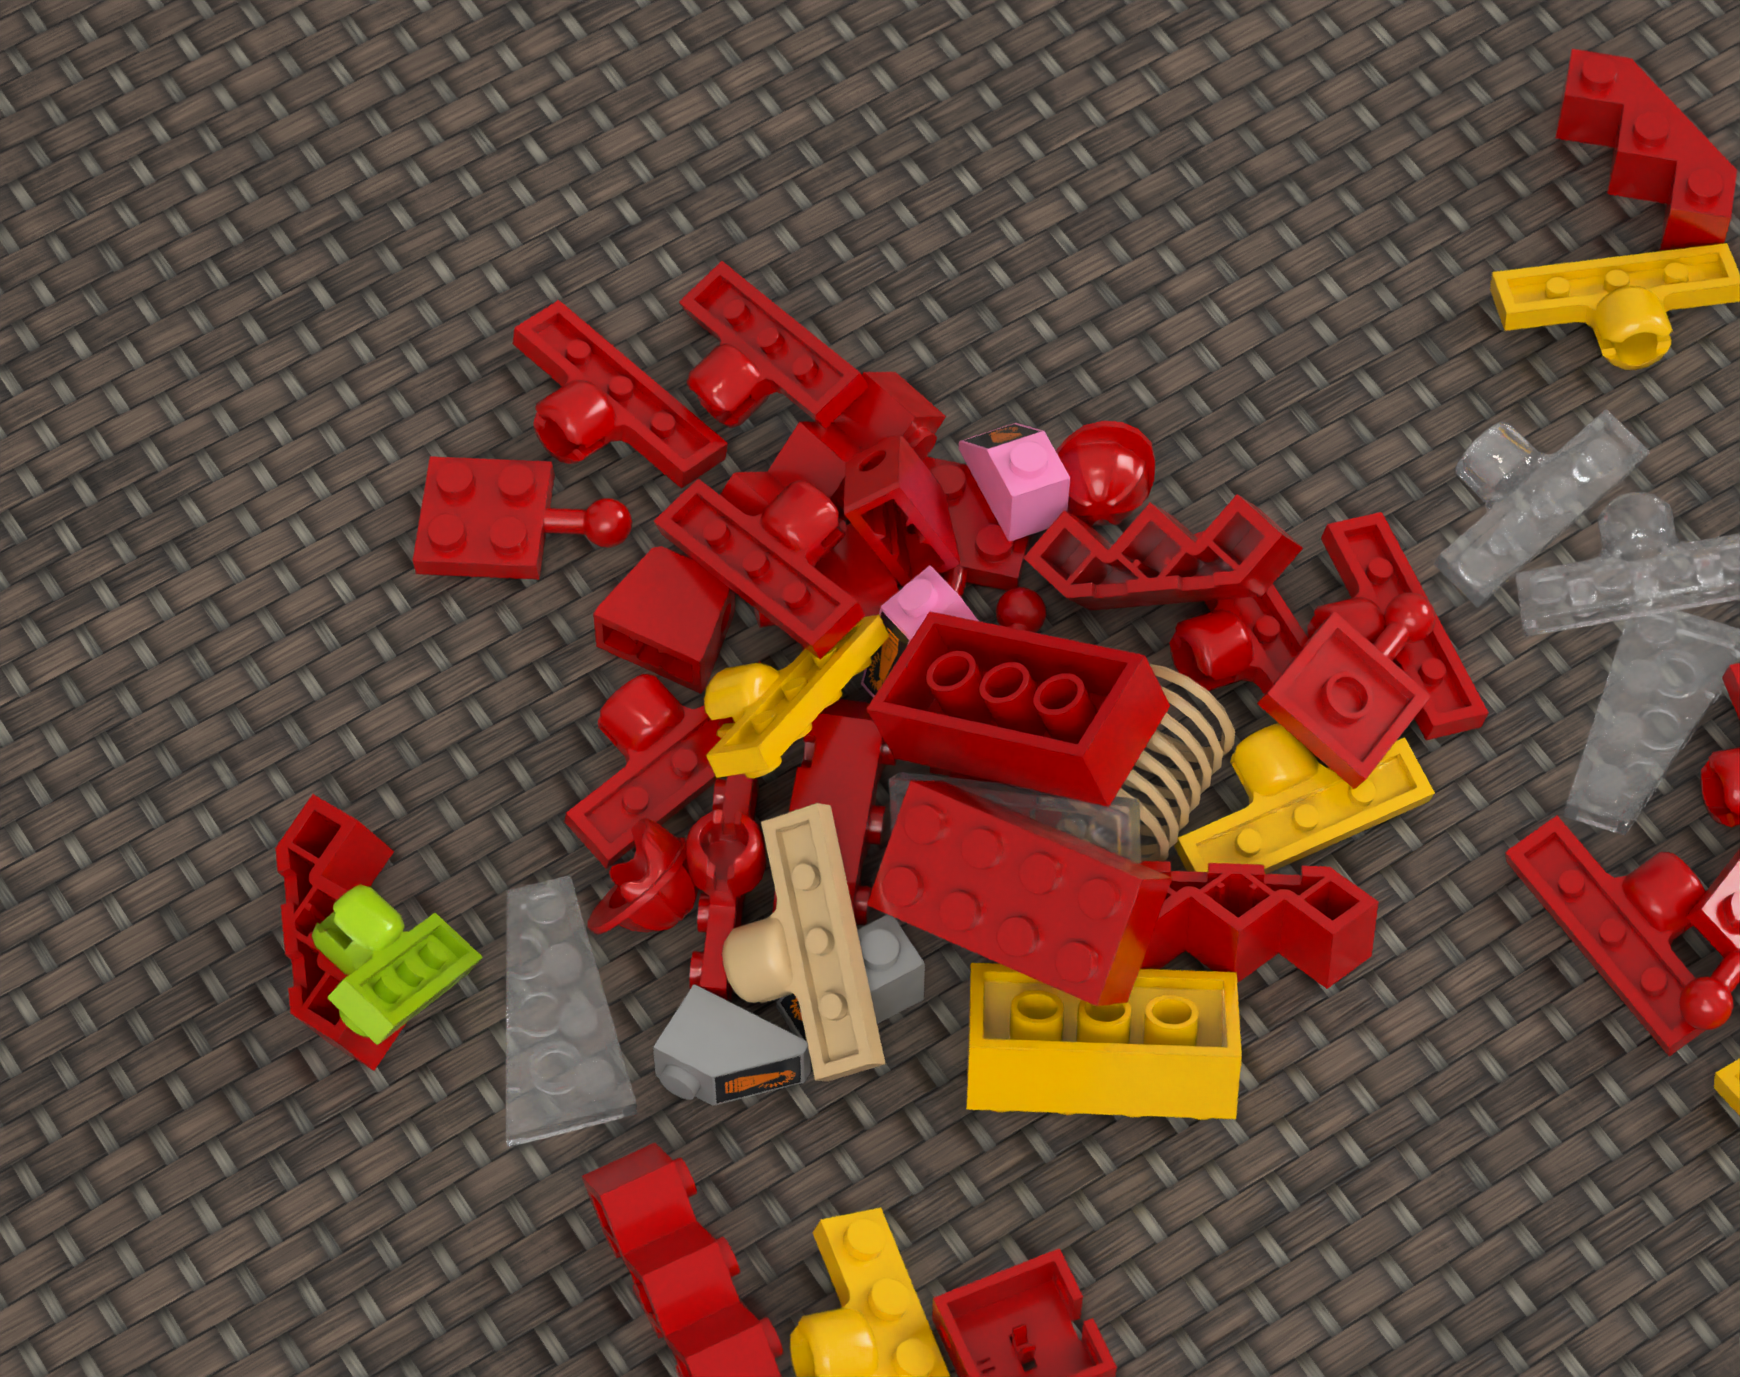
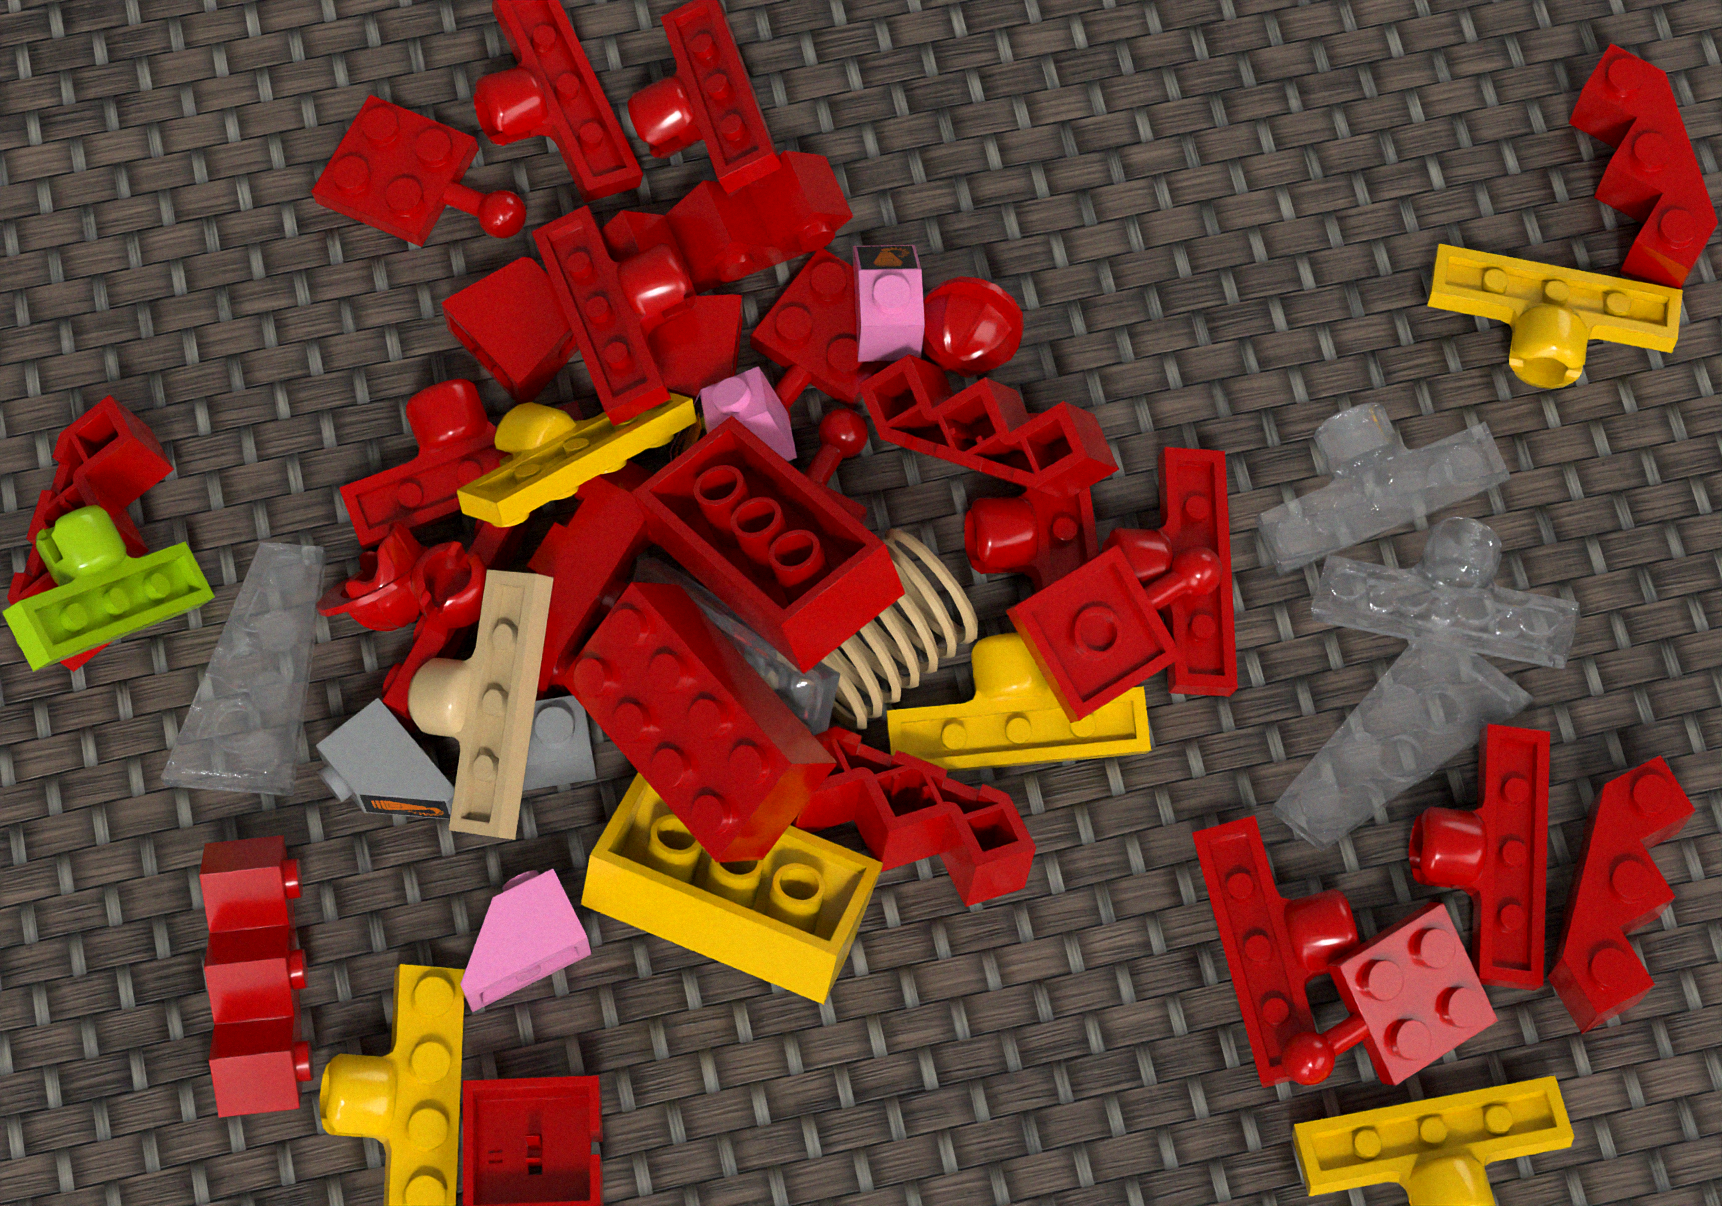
camera: 20 degrees right, 10 degrees up
(886, 493) = (757, 298): red torso -> none
(929, 1156) = (523, 939): none -> bright pink slope

